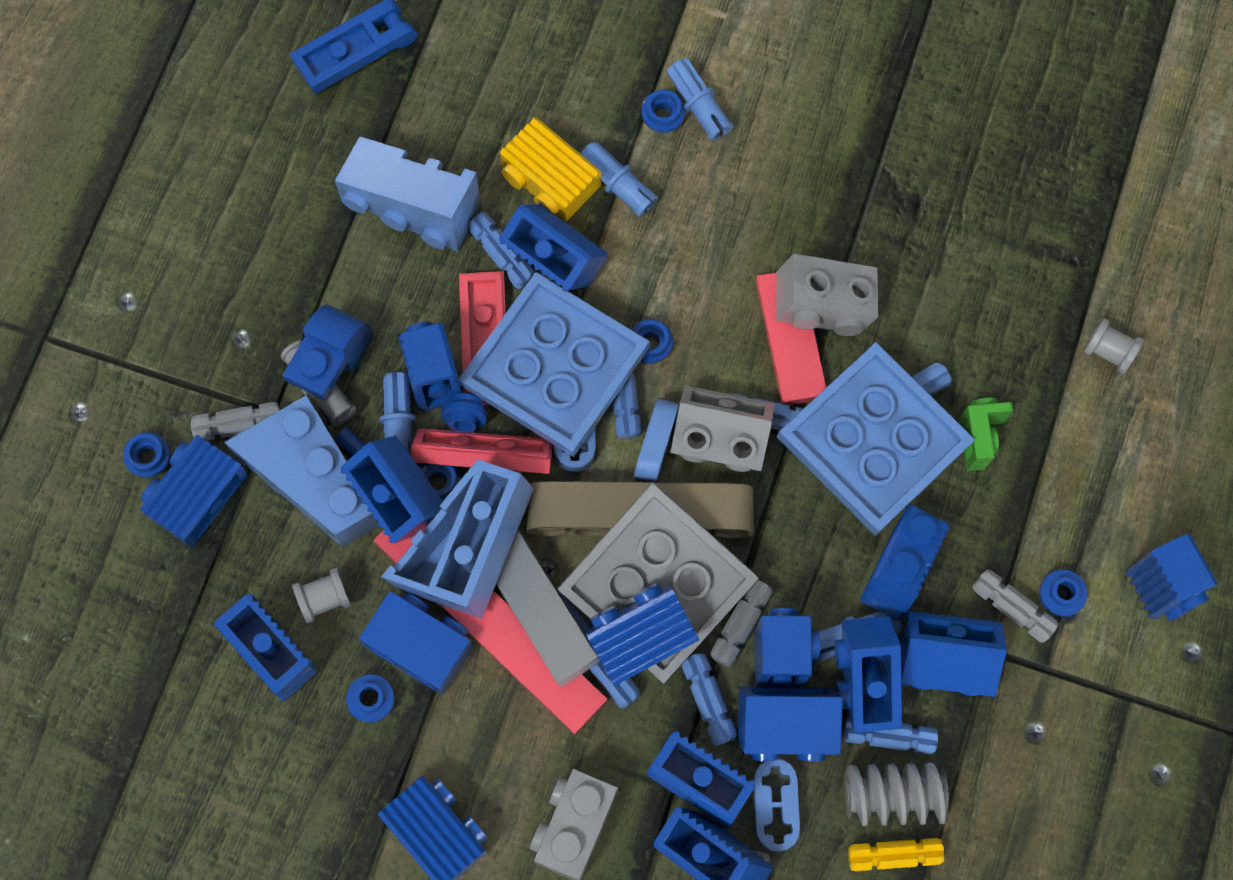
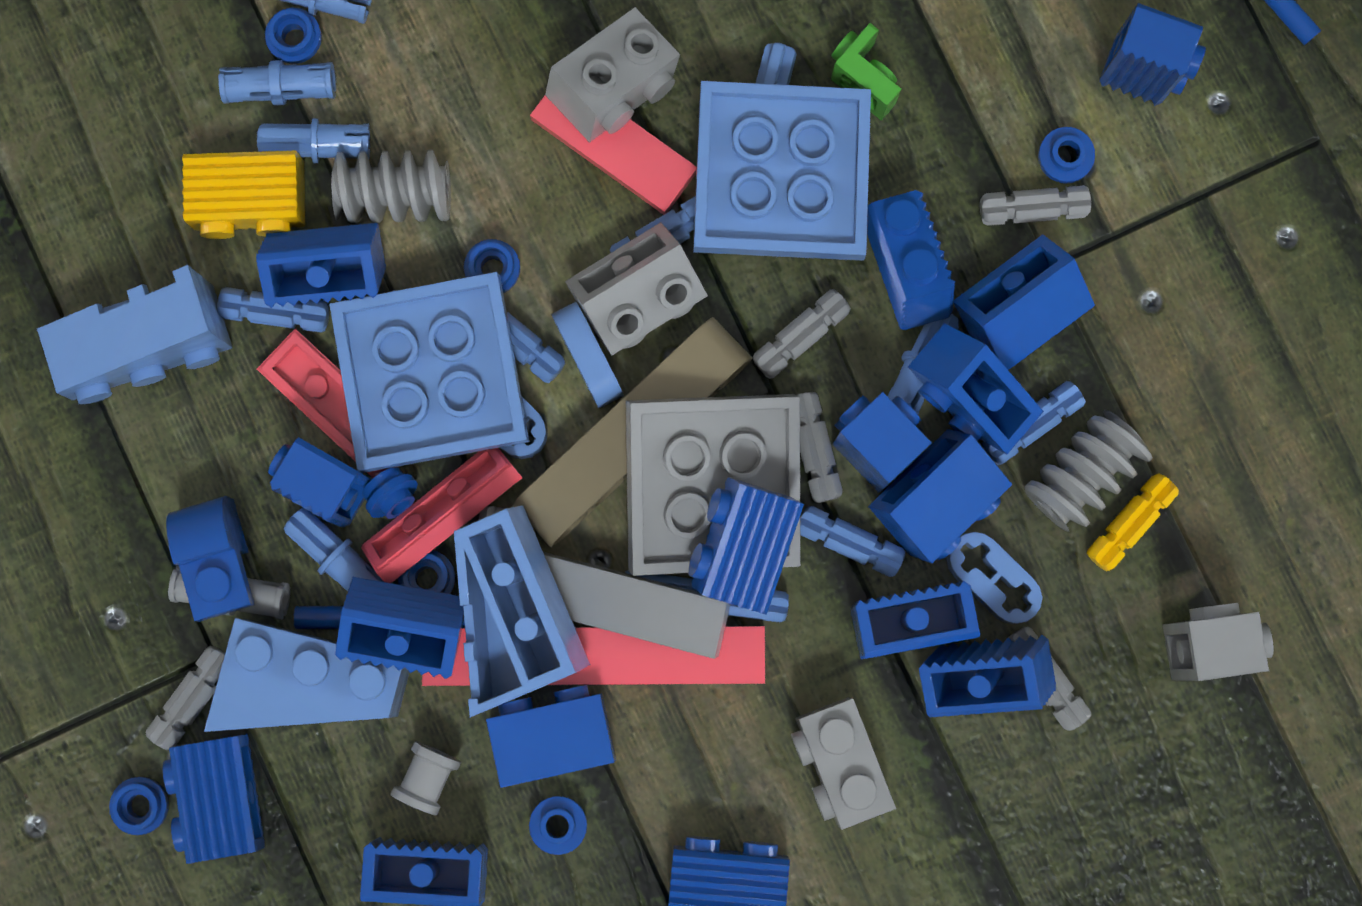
camera: 40 degrees left, 10 degrees up
(628, 128) = (277, 82): none -> medium blue pin
(635, 243) = (391, 187): none -> light grey piece
(797, 548) = (801, 333): none -> light grey axle

